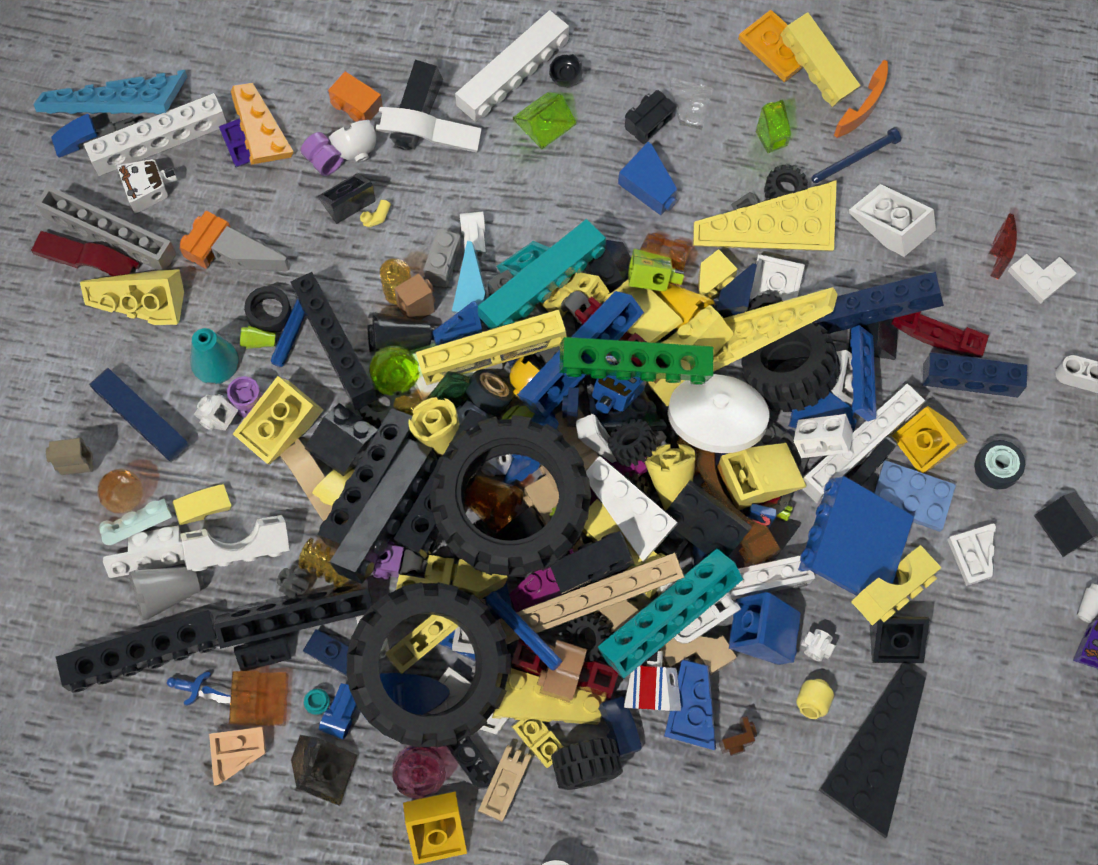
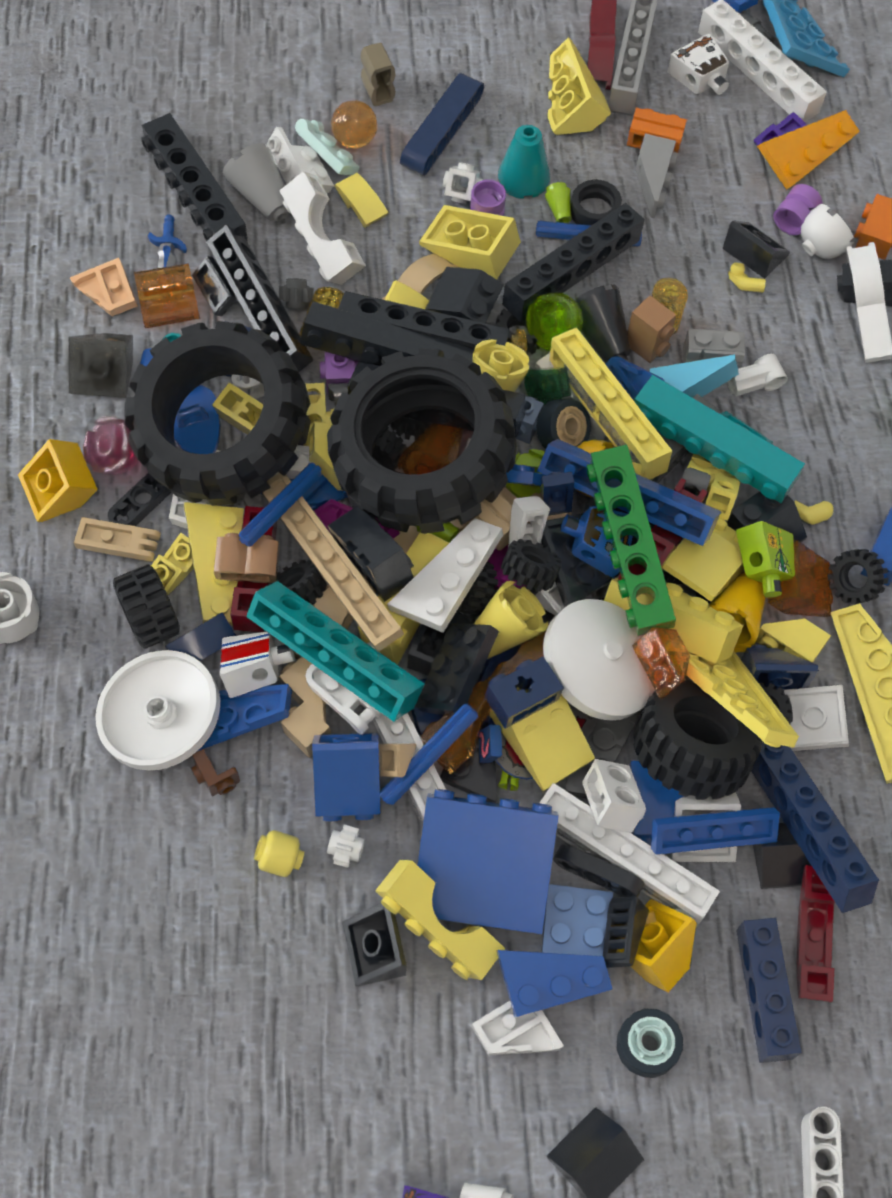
camera: 75 degrees right, 5 degrees down
(606, 226) = (815, 513): none -> light yellow arm
(678, 772) = (158, 710): none -> white dish
(681, 224) = (874, 572): none -> black tyre
(736, 367) = (663, 659): none -> clear orange slope
(743, 460) = (516, 705): none -> dark blue brick
(769, 582) = (395, 758): none -> tan slope
(773, 559) = (429, 753): none -> blue axle
(873, 763) = (218, 942): black wing -> none
(908, 464) = (620, 912): none -> black slope
(949, 518) = (550, 979): none -> blue wing

